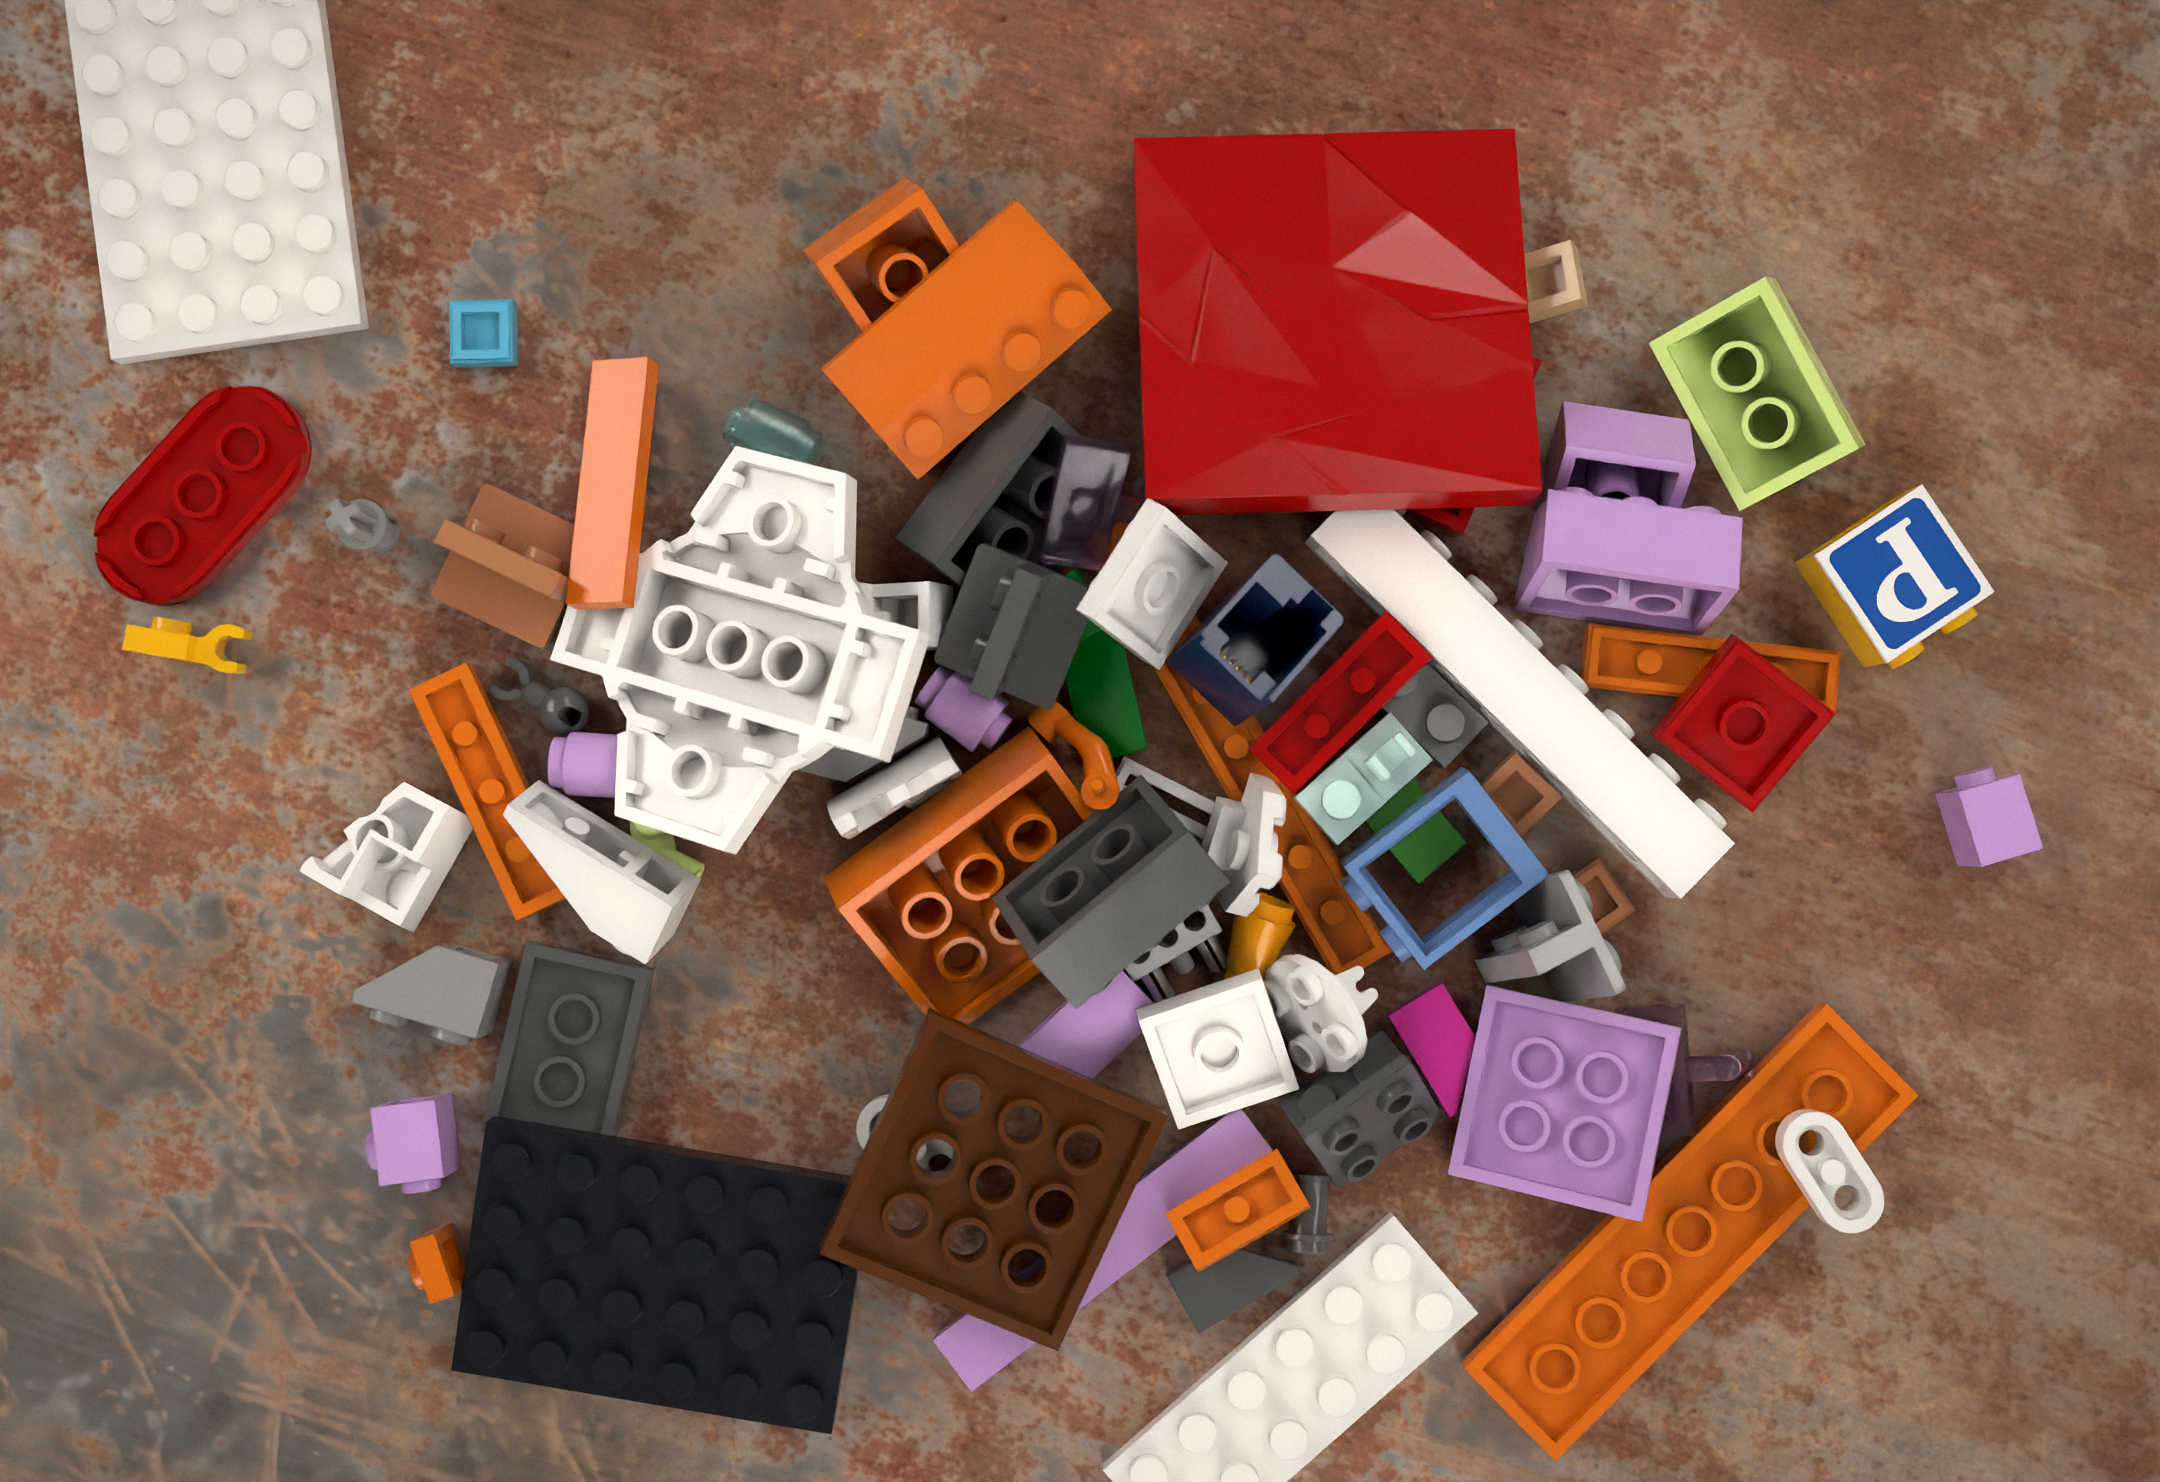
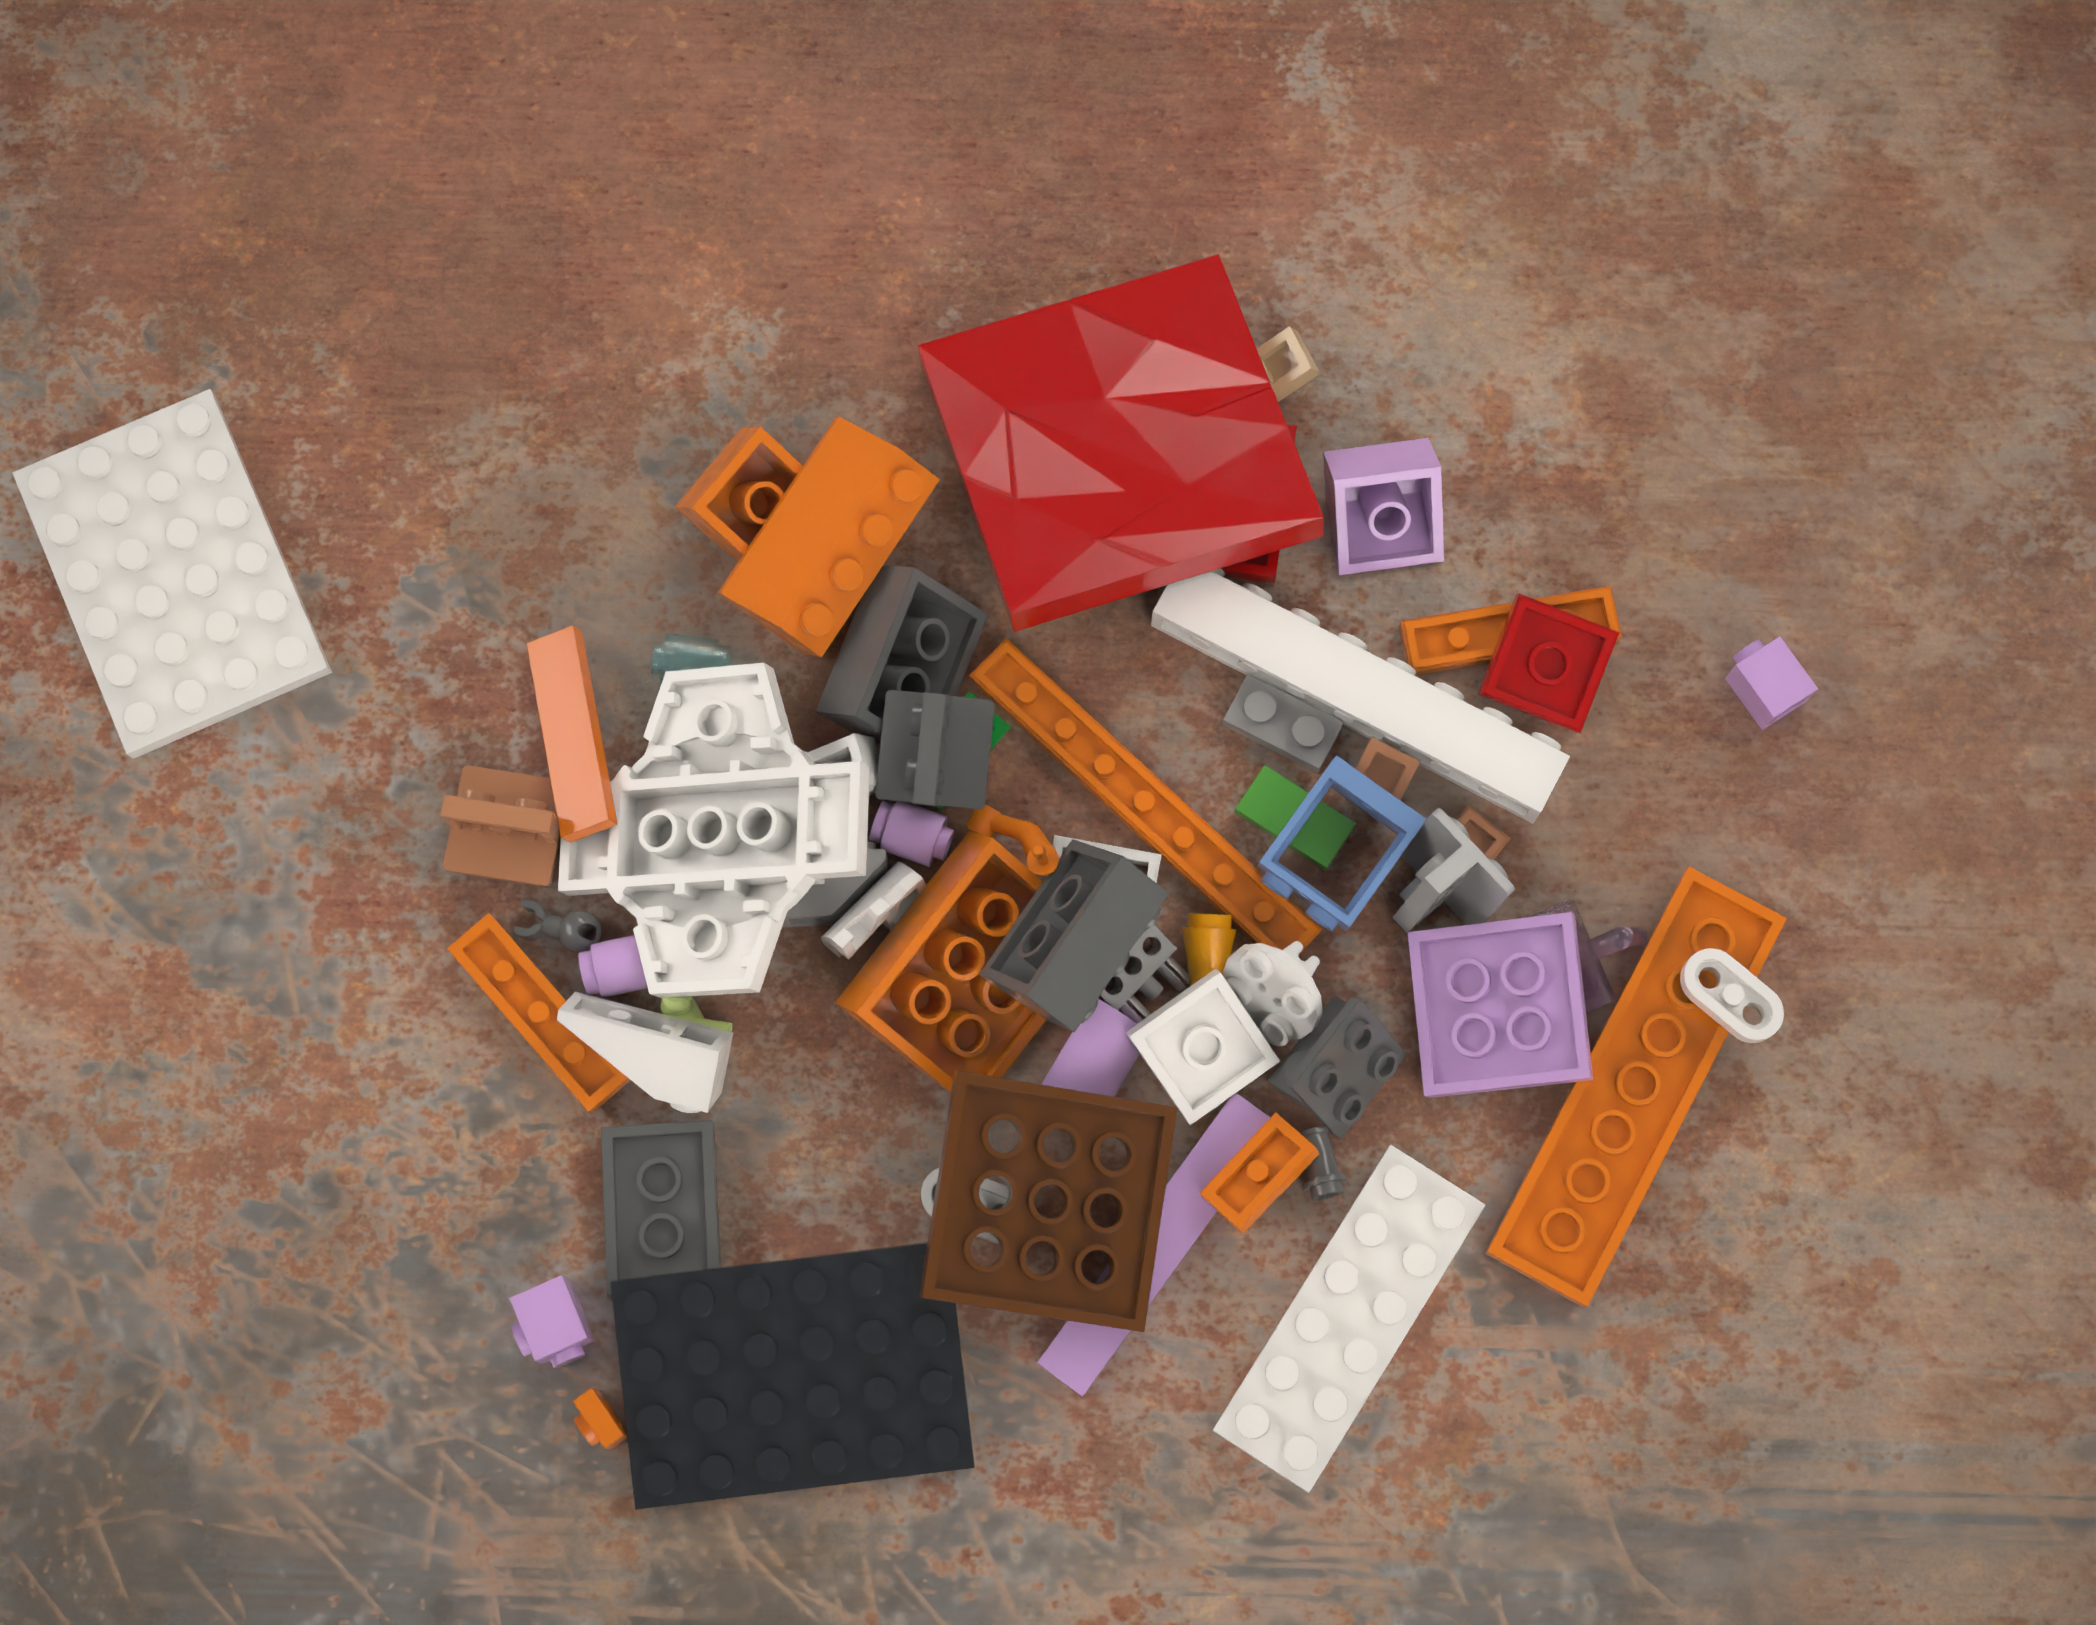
camera: 15 degrees left, 10 degrees down
(174, 640) = (241, 967): yellow plate -> none
(202, 495) = (229, 844): red tile -> none
(362, 525) = (375, 824): light grey axle -> none
(395, 855) = (471, 1090): white slope -> none
(444, 988) = (539, 1185): light grey slope -> none
(483, 333) = (429, 648): medium azure tile -> none
(1087, 502) = (965, 636): plate -> none
(1105, 695) = (1023, 788): green slope -> none
(1152, 584) = (1036, 683): white plate -> none
(1228, 1284) = (1269, 1243): dark grey tile -> none
(1244, 842) = (1176, 869): white plate -> none
(1256, 640) = (1132, 704): dark blue piece -> none
(1340, 702) = (1217, 737): red plate -> none
(1362, 778) = (1254, 795): light aqua plate -> none
(1437, 1042) = (1384, 991): dark pink tile -> none
(1629, 562) = (1414, 561): lavender slope -> none
(1756, 393) = (1475, 402): yellowish green slope -> none
(1895, 579) = (1633, 516): piece -> none

